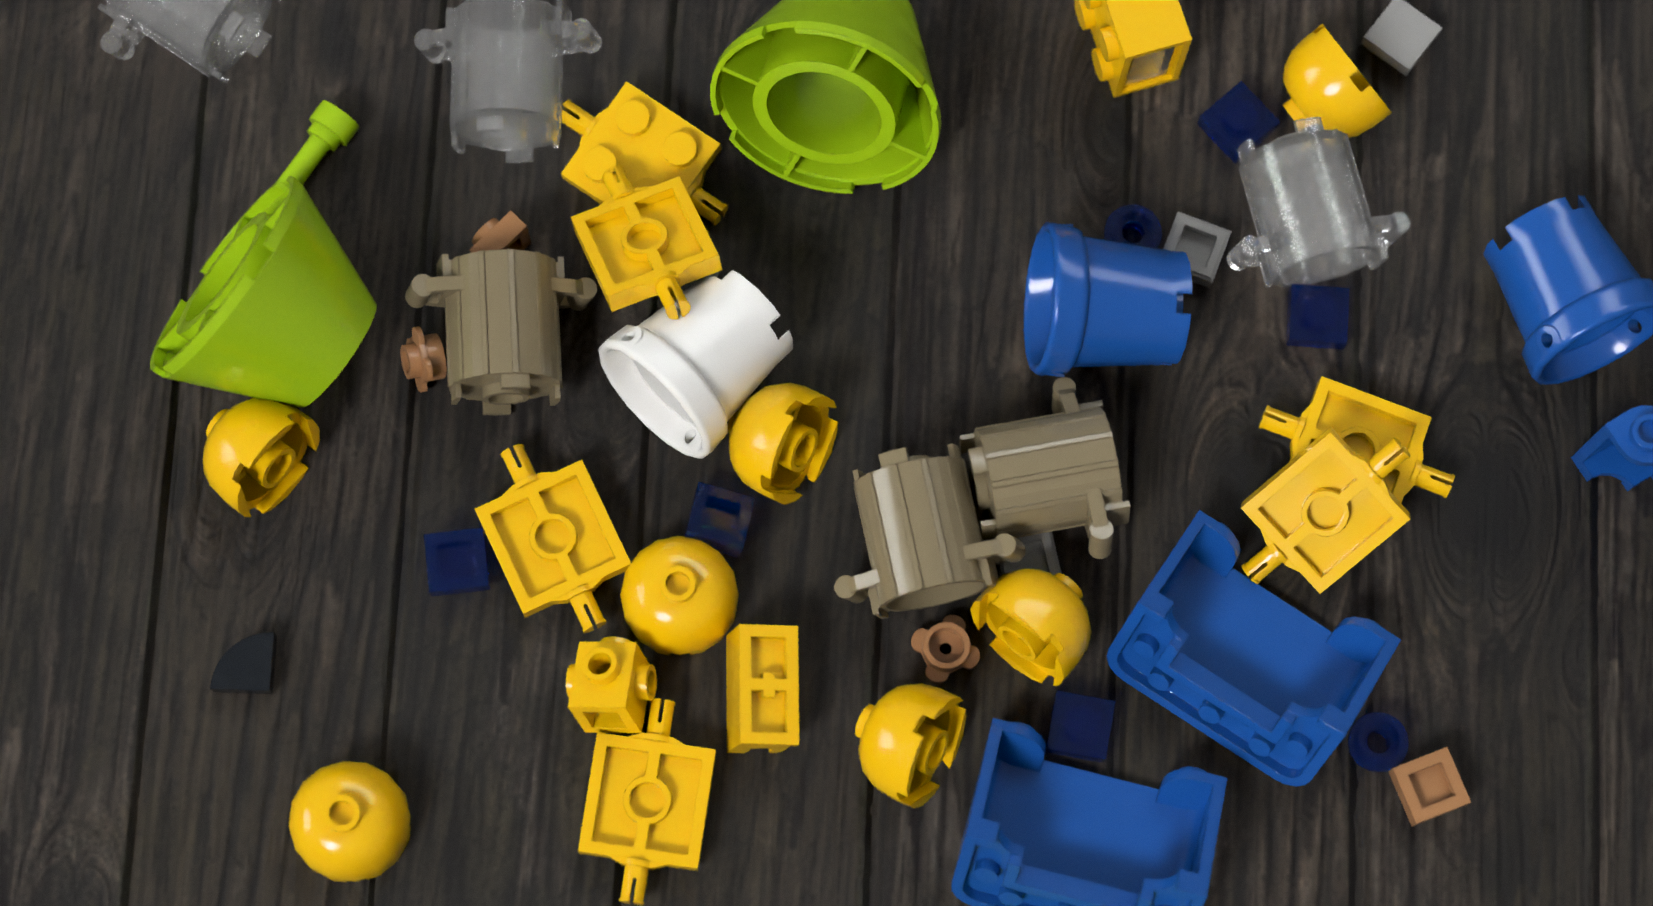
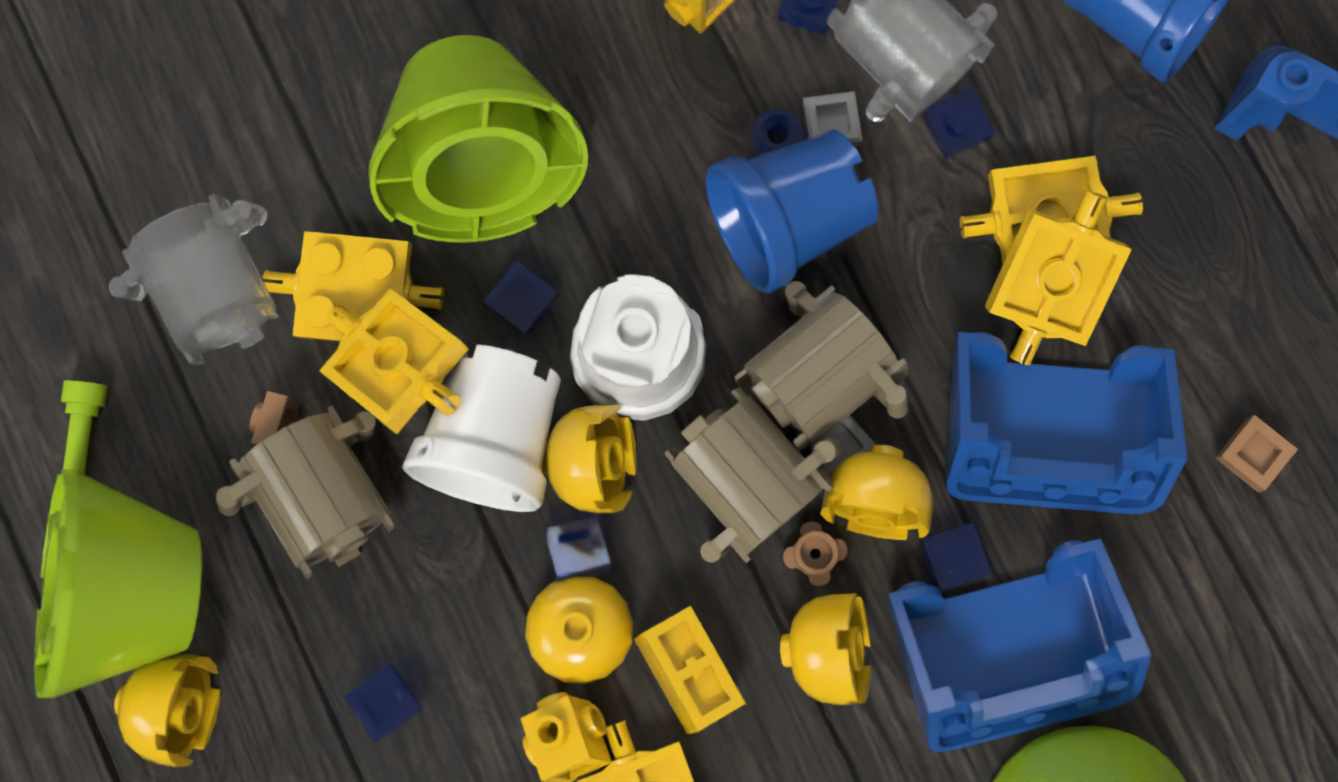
camera: 20 degrees left, 5 degrees up
(423, 358) = (263, 550): medium nougat plate -> none
(553, 538) = (451, 640): yellow plate -> none
(797, 255) = (521, 298): none -> clear blue plate
(884, 359) = (638, 348): none -> white piece
(1390, 729) = (1210, 436): clear blue plate -> none

